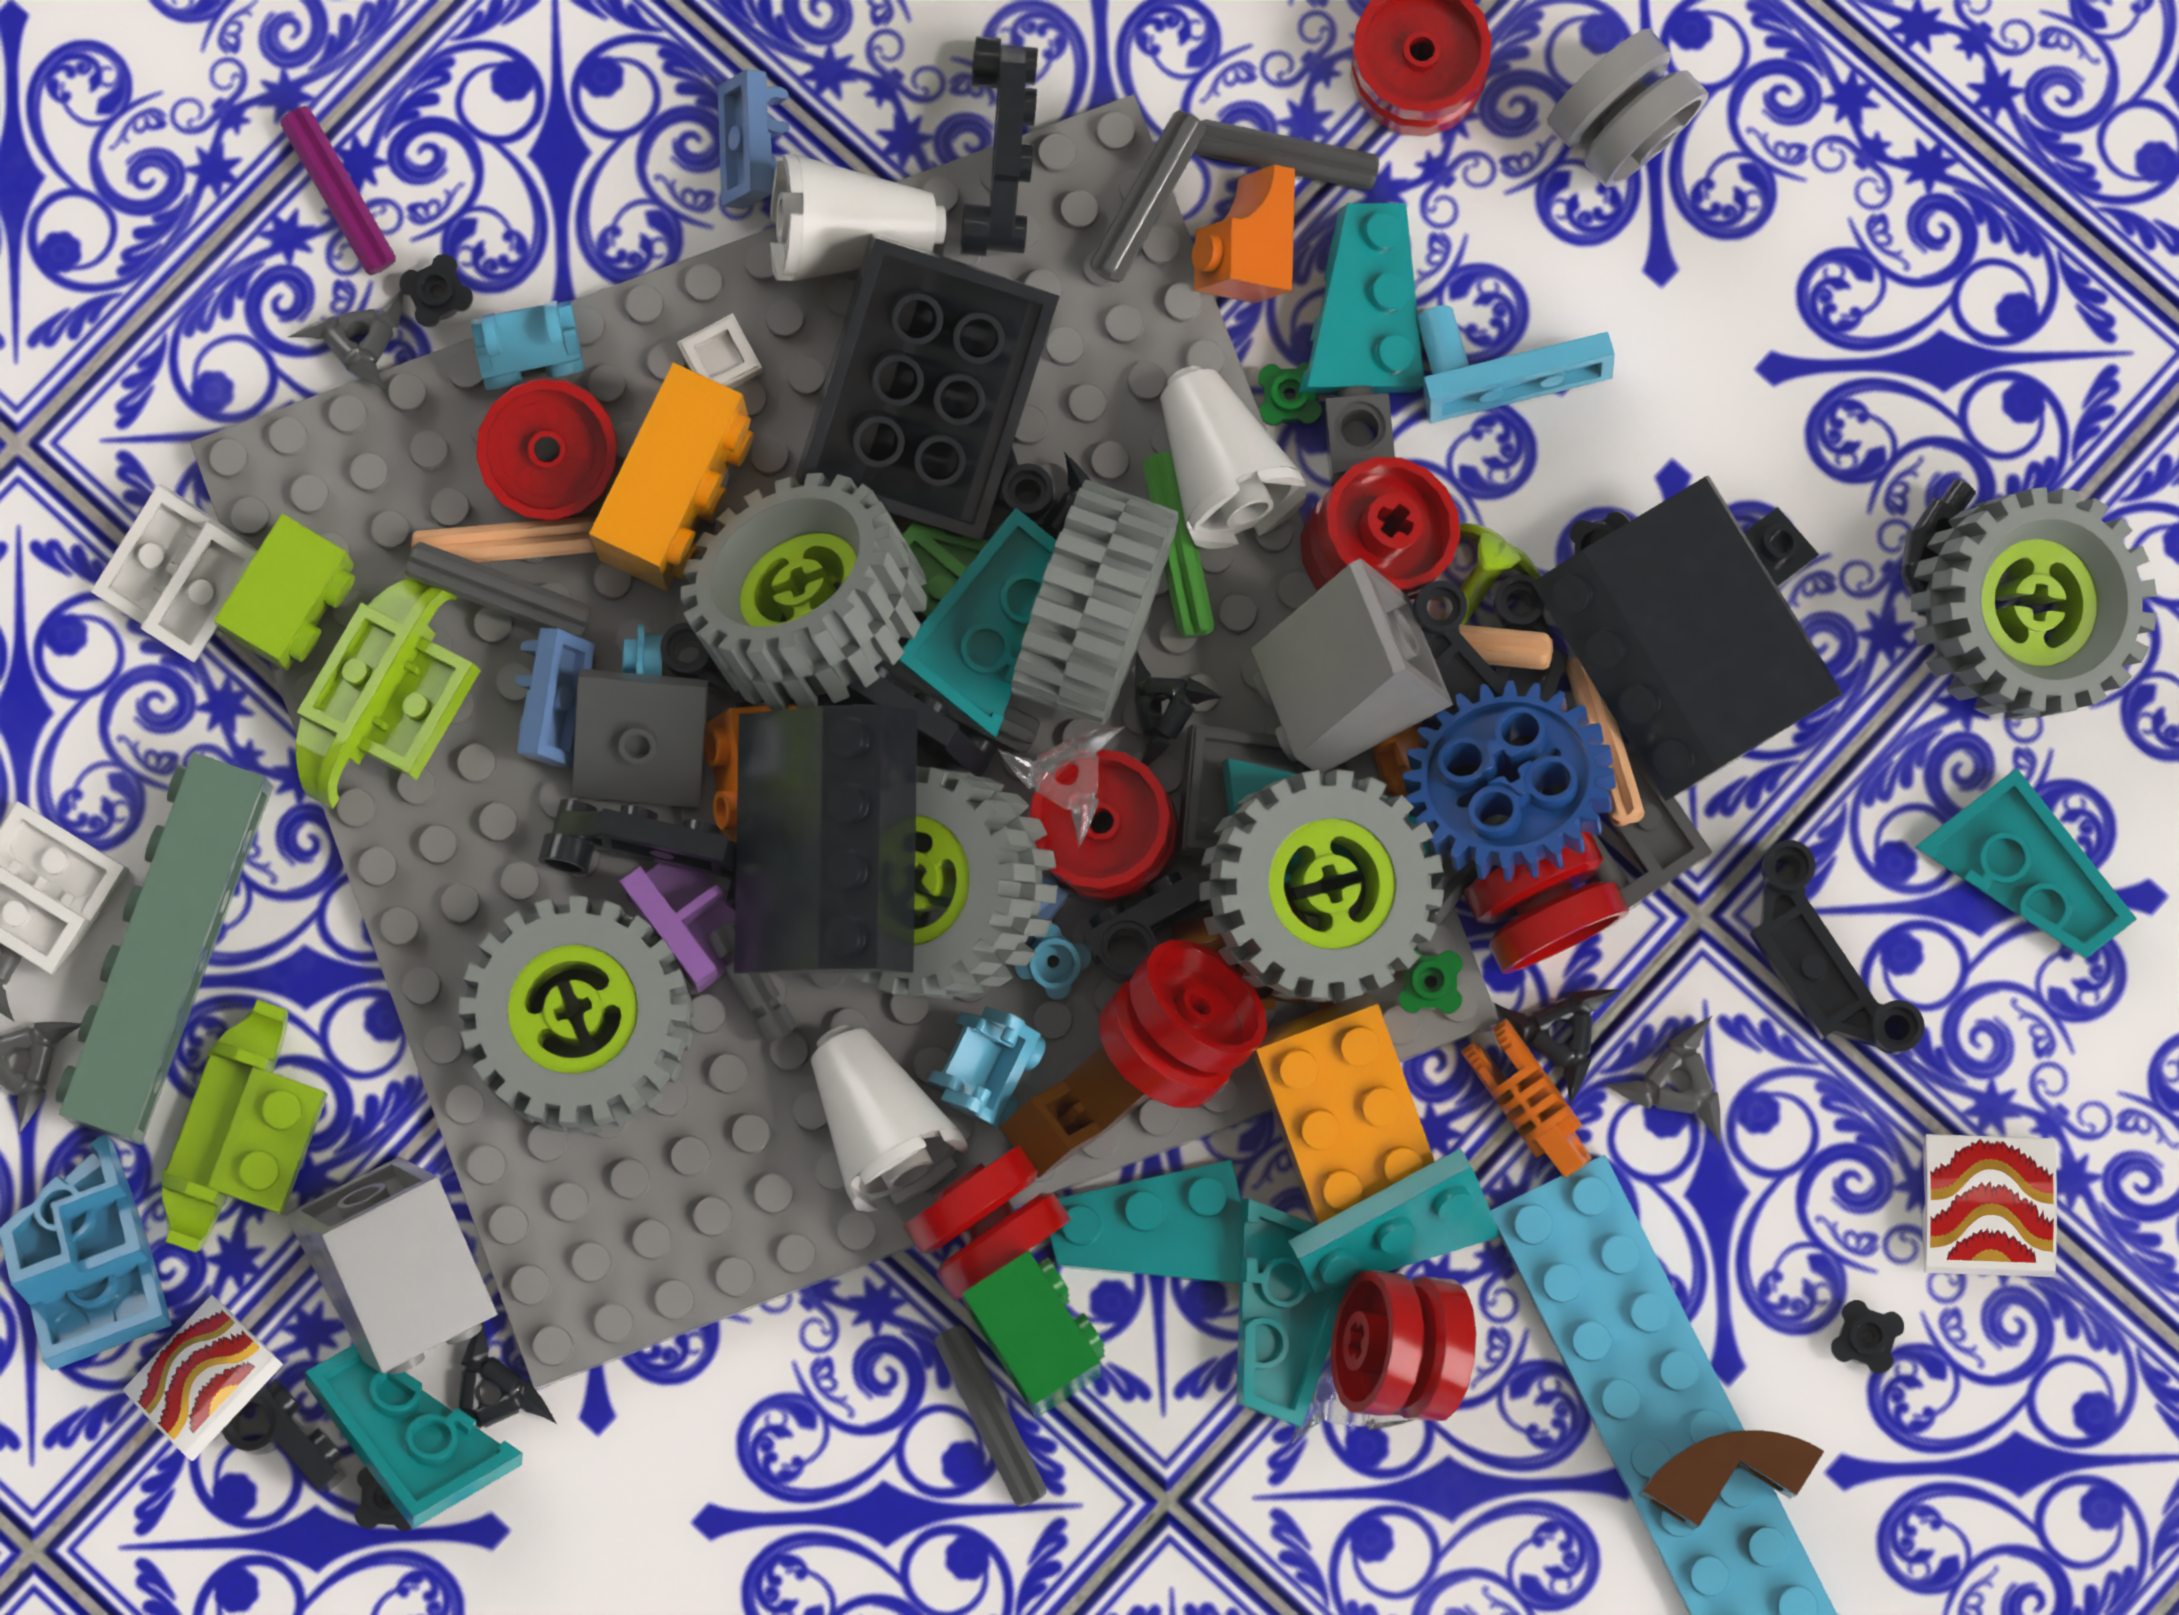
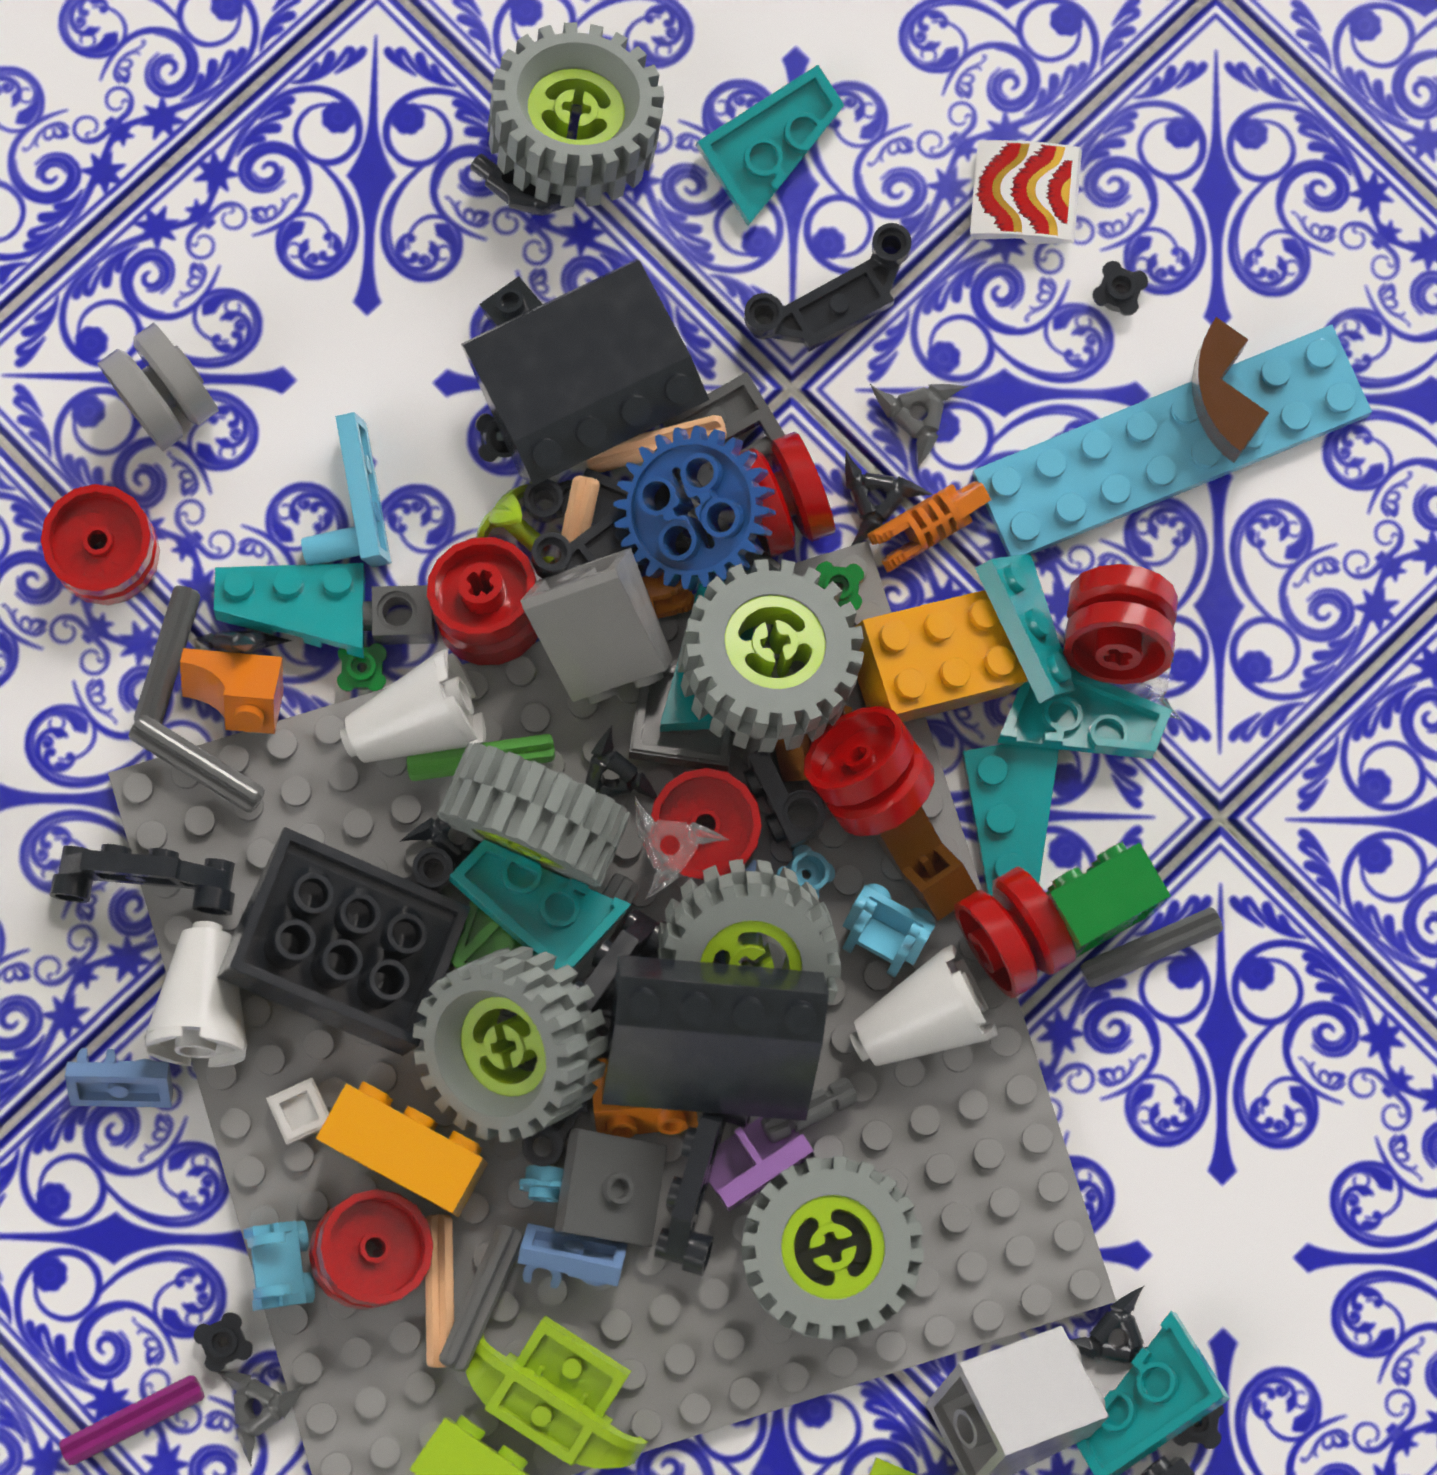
camera: 90 degrees left, 0 degrees up
(1311, 241) = (240, 641): none -> black piece

